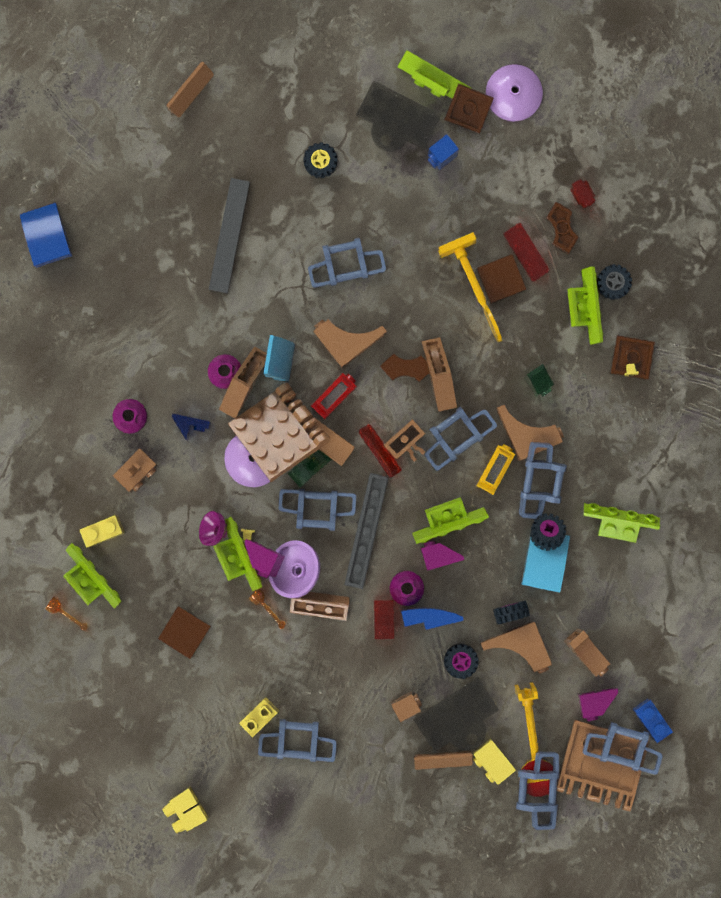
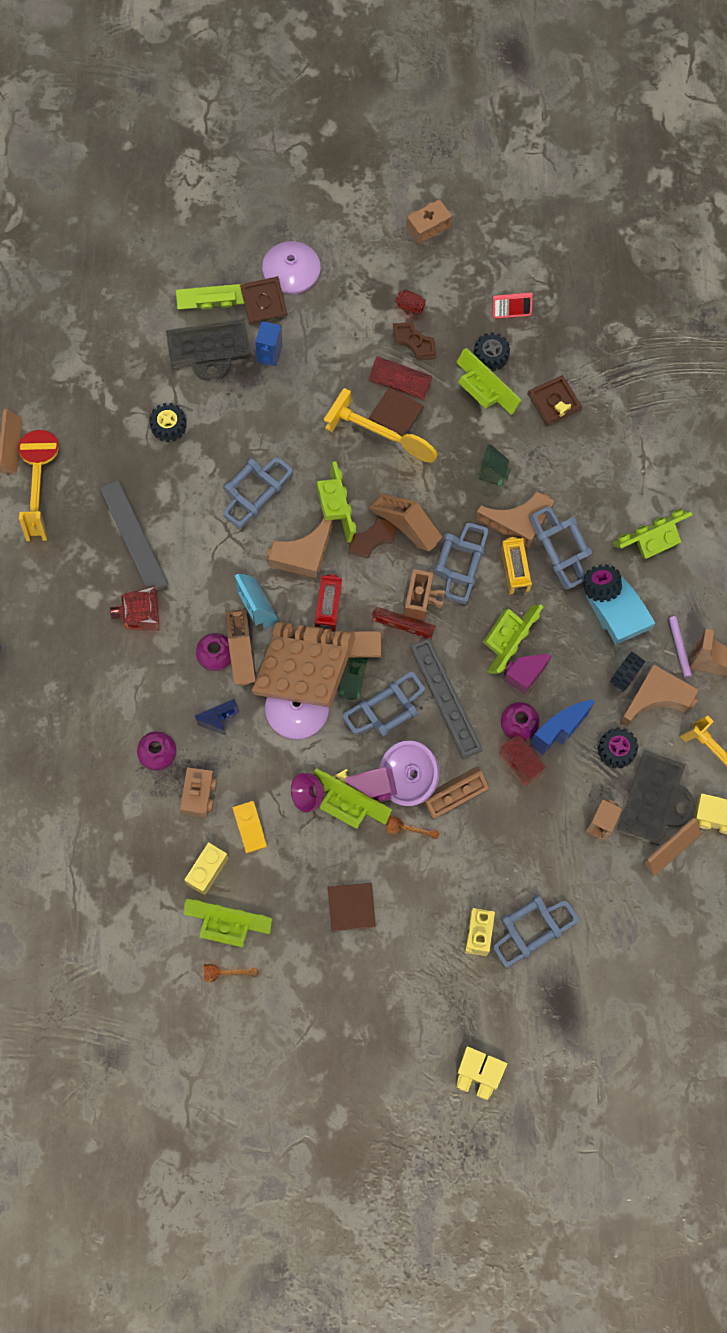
camera: 45 degrees left, 15 degrees down
(154, 523) = (249, 827): none -> yellow slope
(191, 299) = (138, 610): none -> clear red torso
(207, 111) = (36, 449): none -> yellow piece
(395, 320) = (333, 501): none -> lime bracket
(569, 620) = (680, 647): none -> lavender bar
(642, 136) = (429, 221): none -> medium nougat brick
(661, 254) = (512, 305): none -> slope

